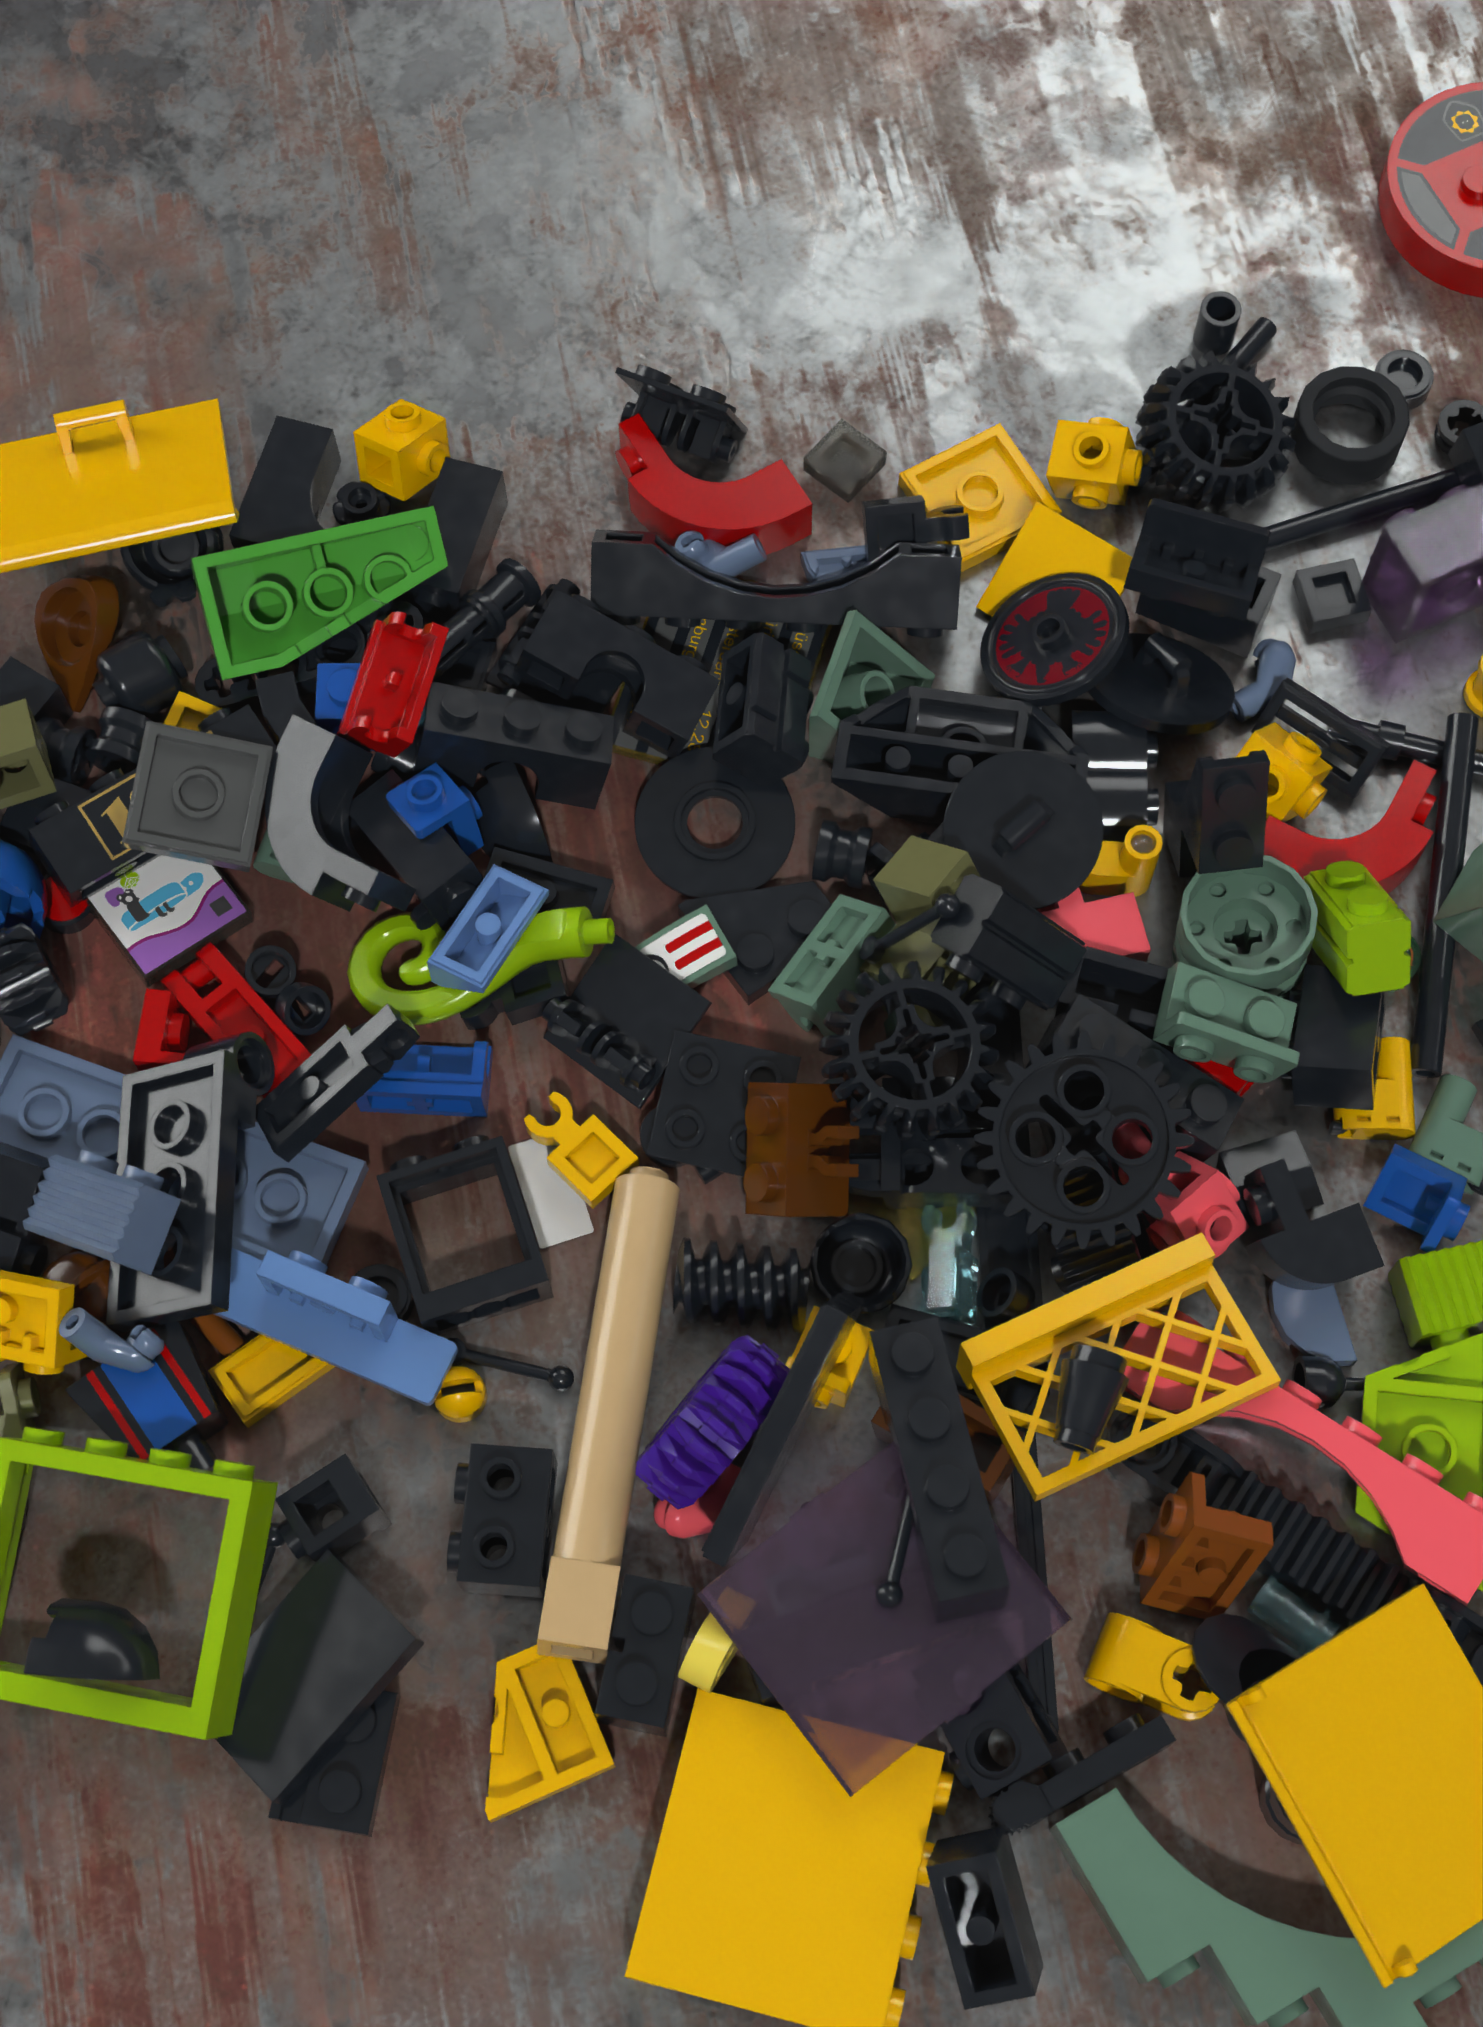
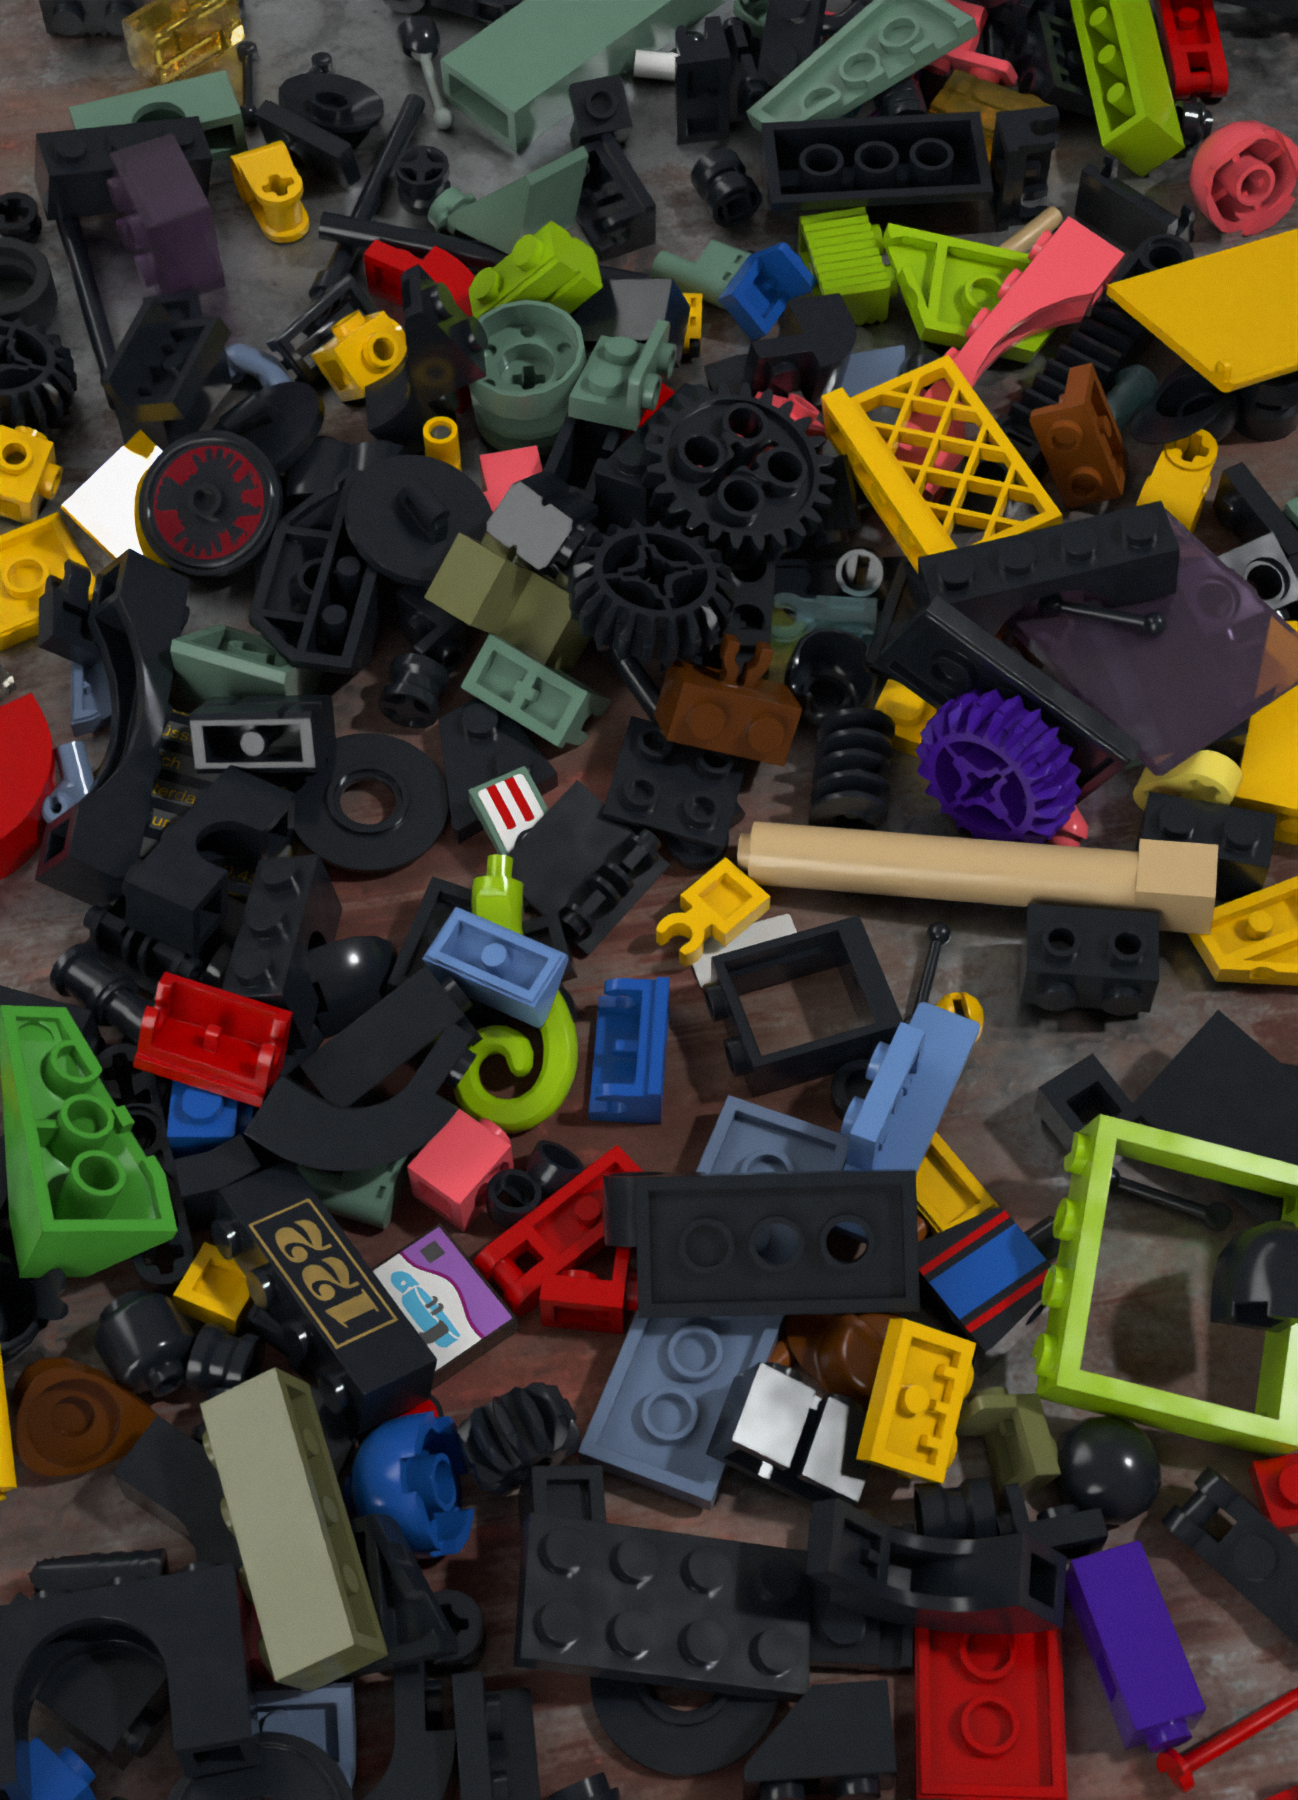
camera: 90 degrees left, 10 degrees down
(103, 1212) = (807, 1300): sand blue brick -> none
(106, 1346) = (952, 1280): sand blue arm -> none
(197, 796) = (328, 1234): dark grey tile -> none
(302, 925) = (457, 1167): none -> coral brick
(333, 1080) = (658, 1099): black hinge -> none
(434, 802) = (348, 1016): blue bracket -> none
(873, 949) = (532, 642): black hinge -> none
(1088, 1396) = (978, 467): black cone -> none

